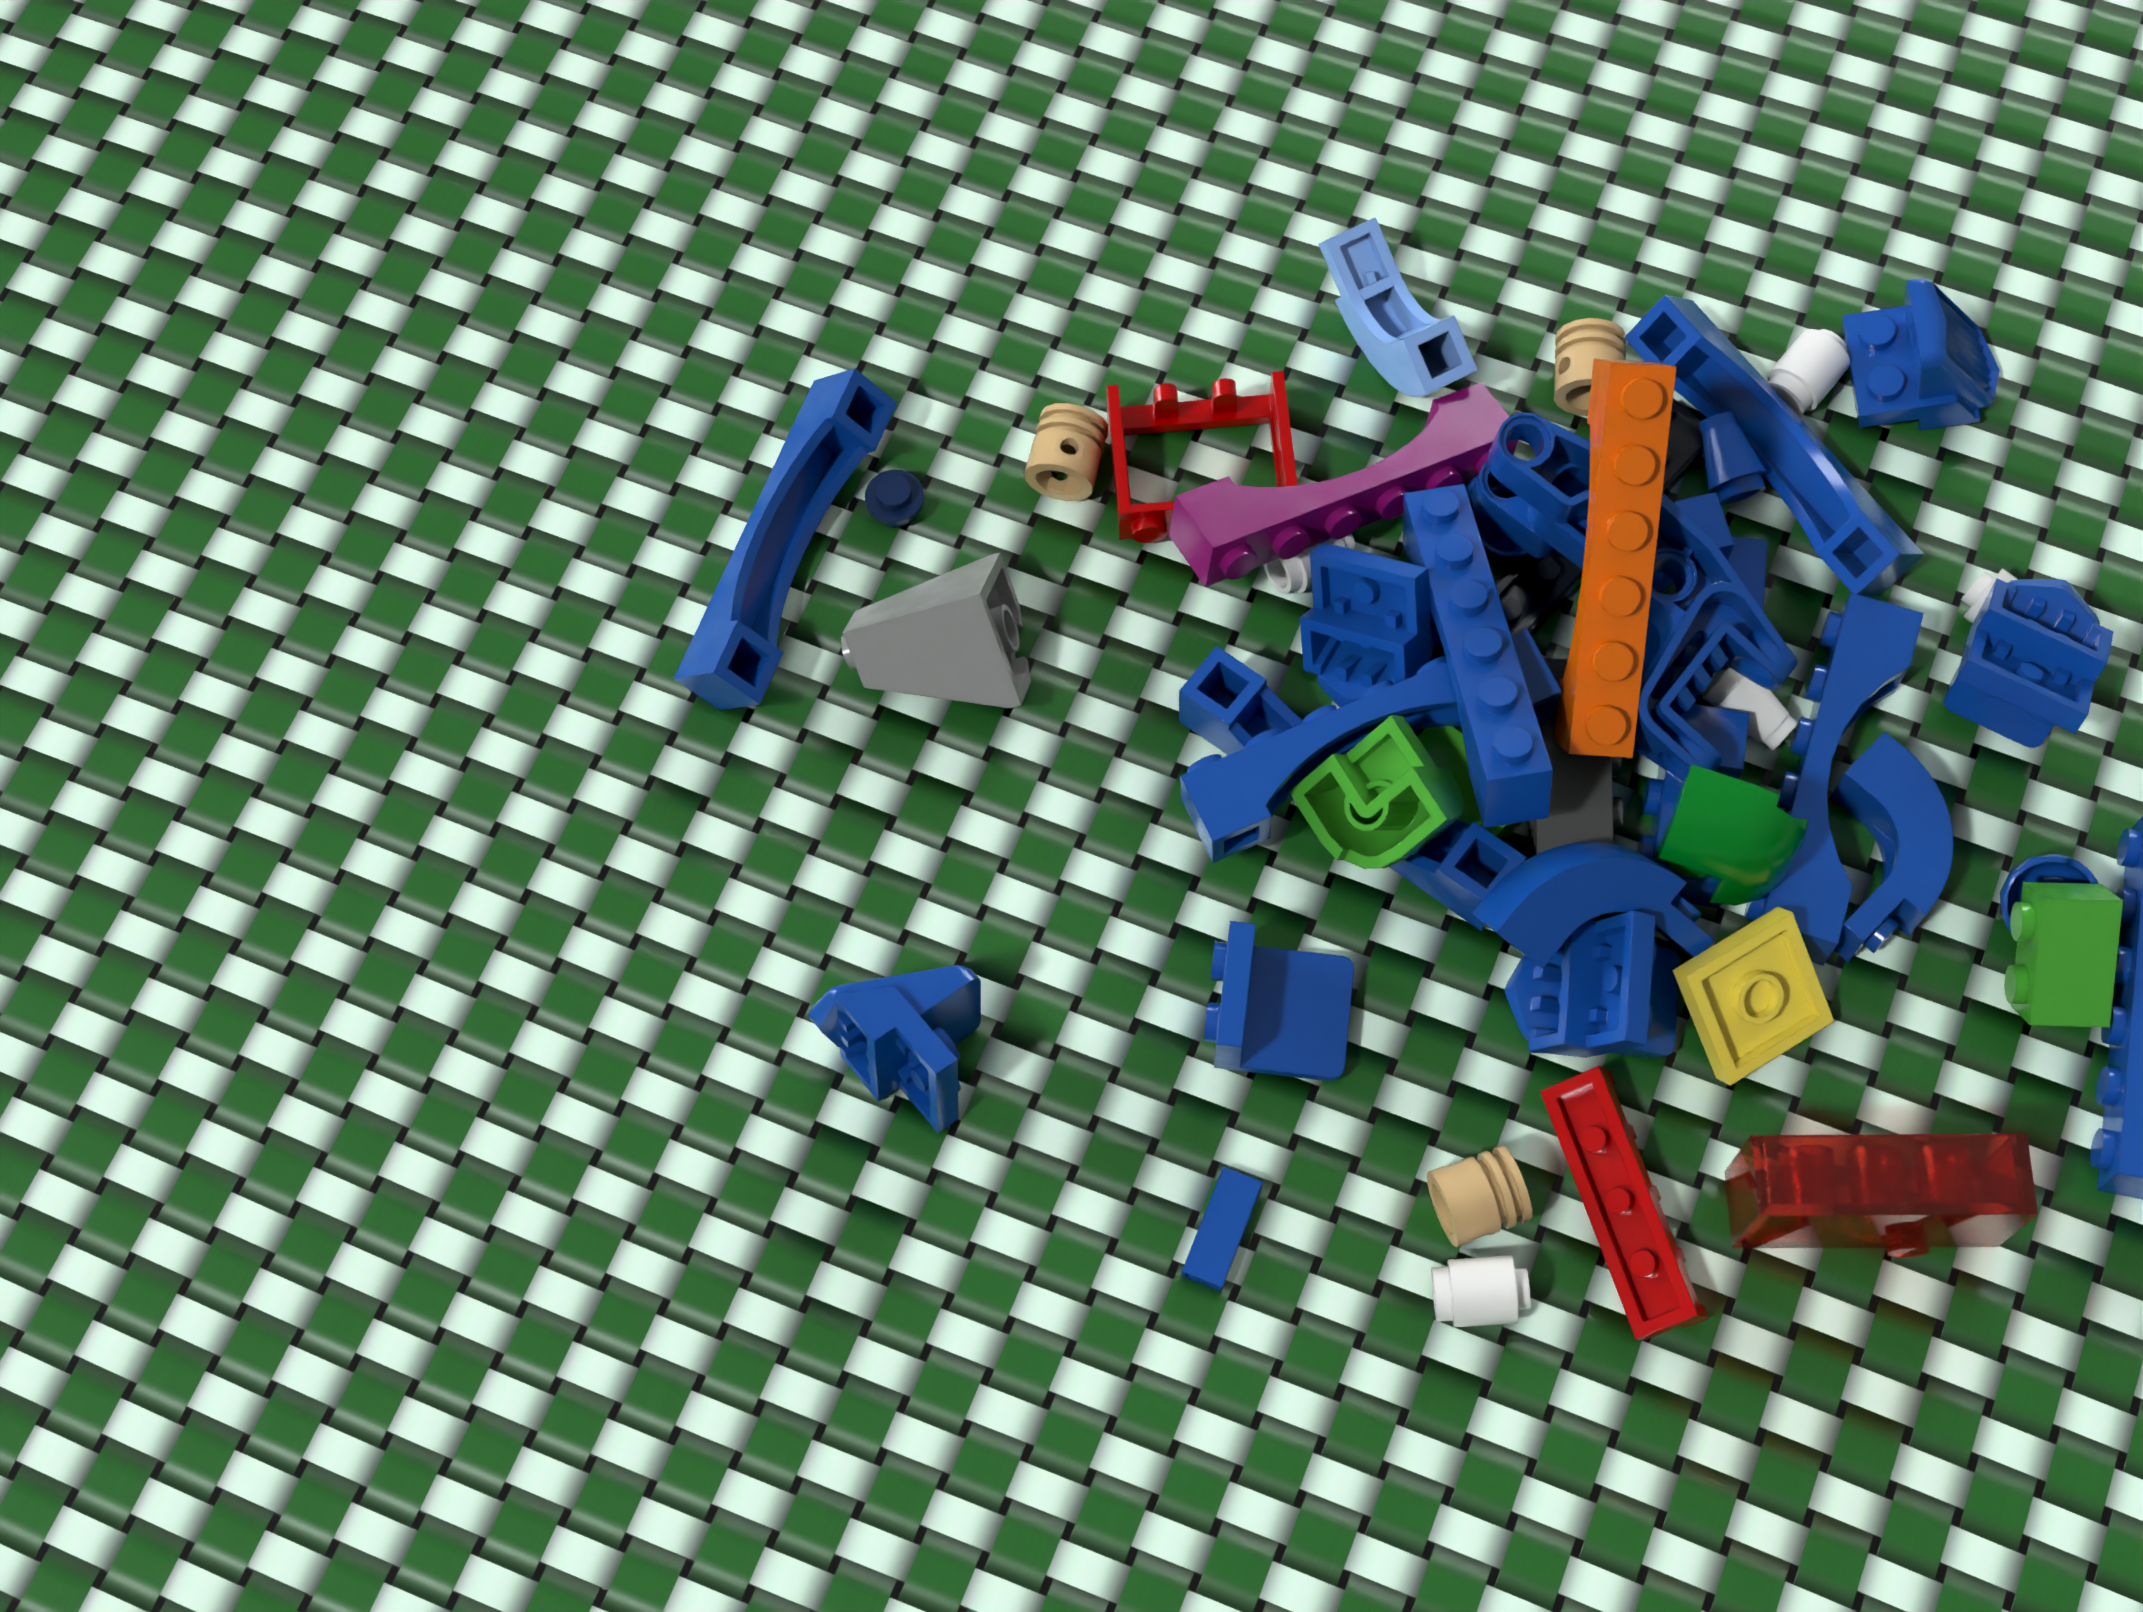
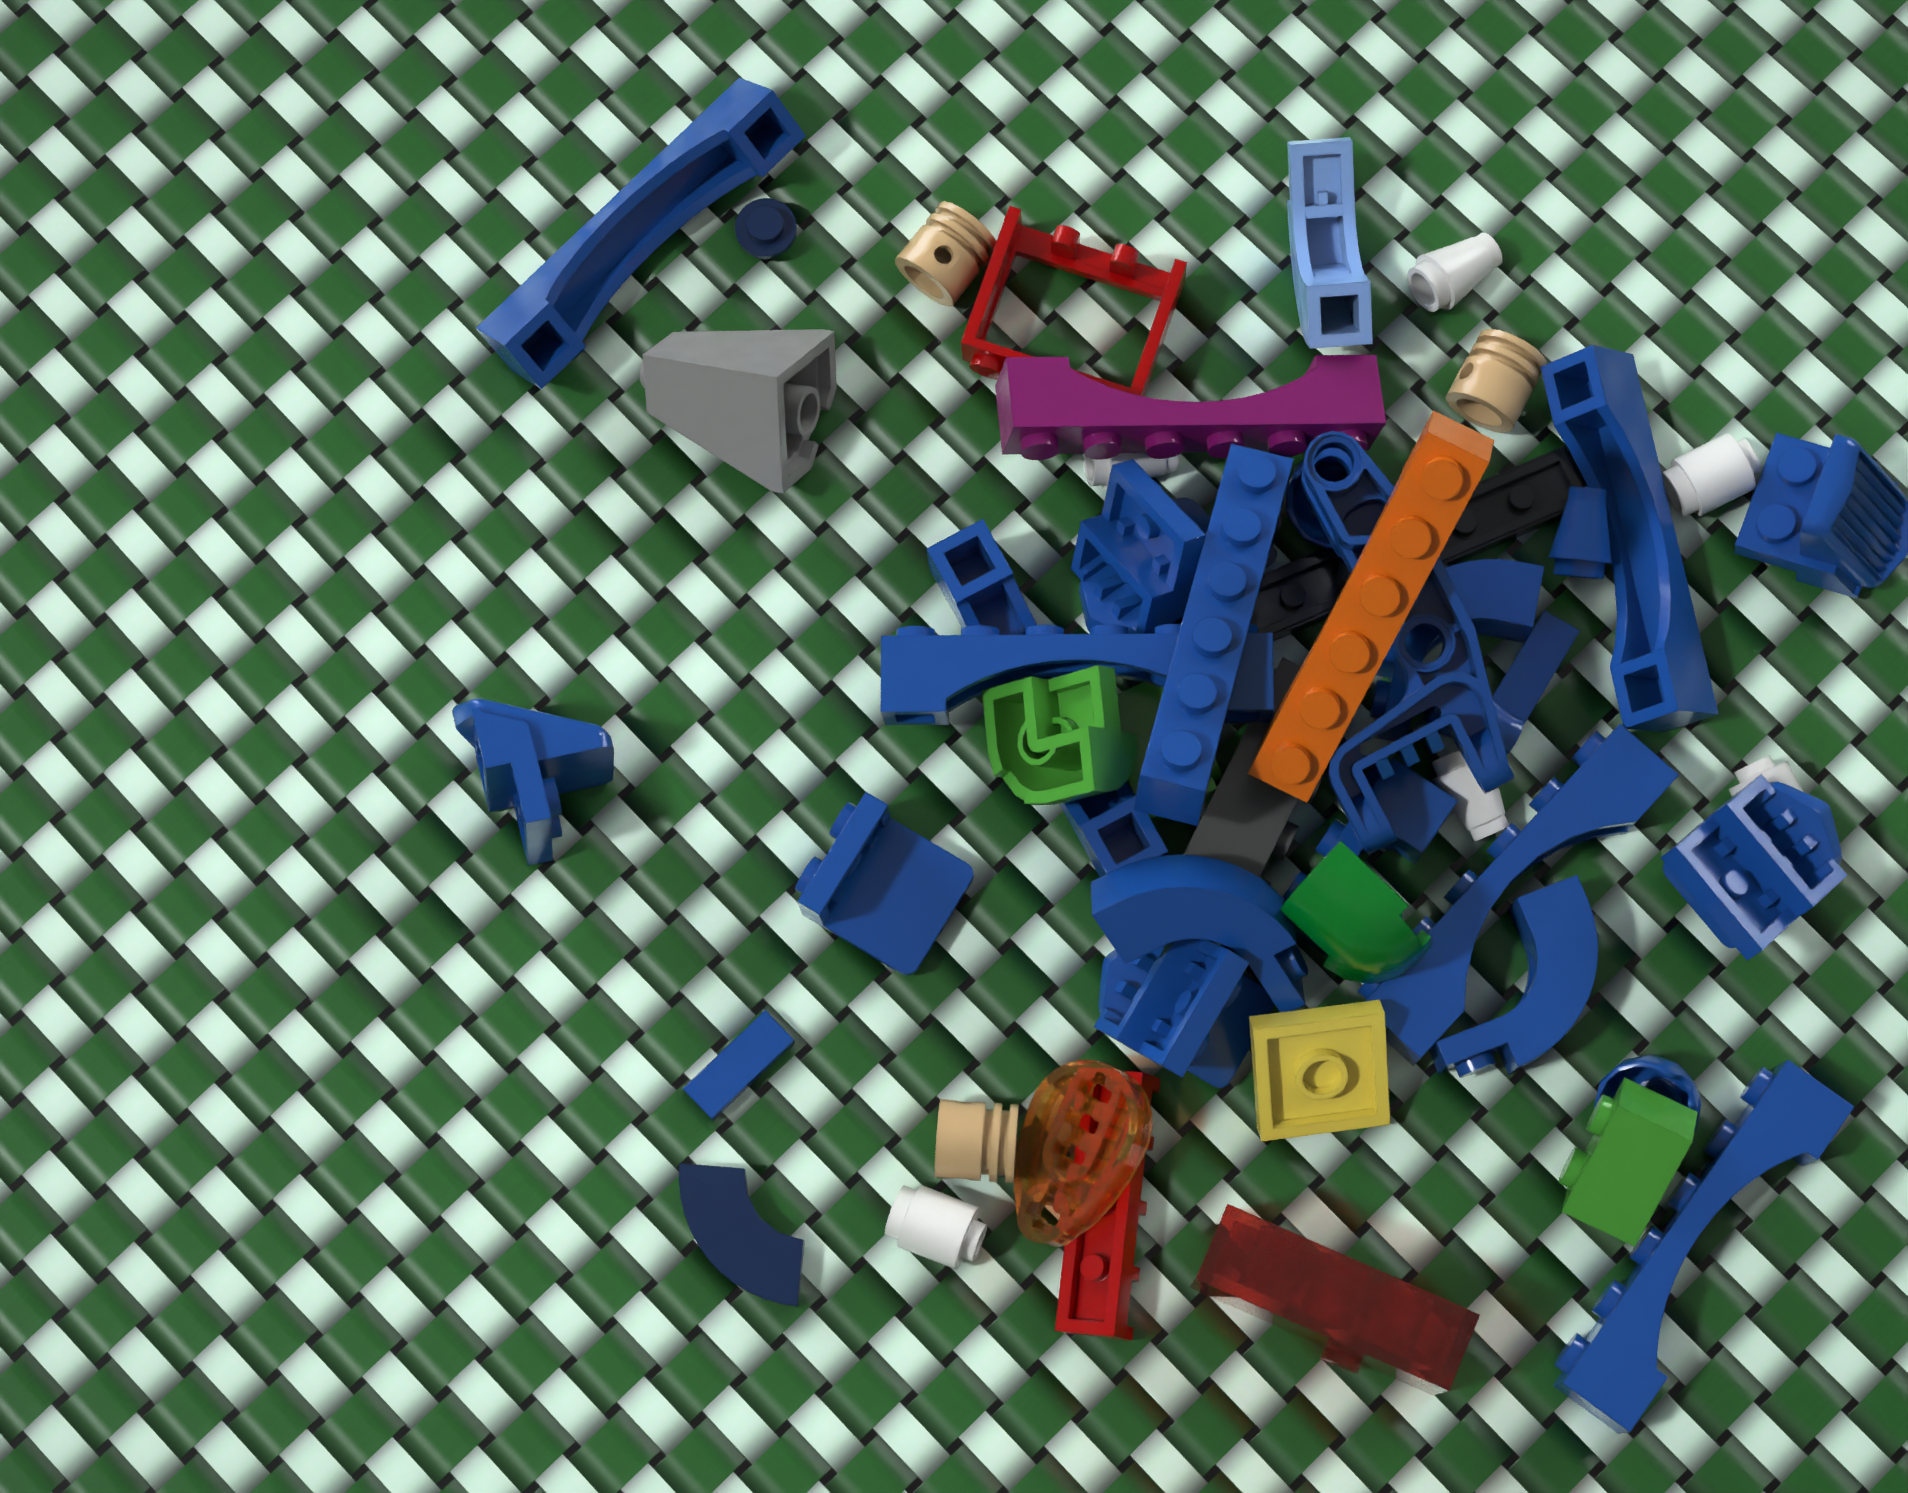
camera: 25 degrees right, 10 degrees up
(1298, 1387) = (735, 1235): none -> dark blue tile
(1504, 299) = (1451, 272): none -> white cone
(1612, 1151) = (1112, 1156): none -> clear orange piece

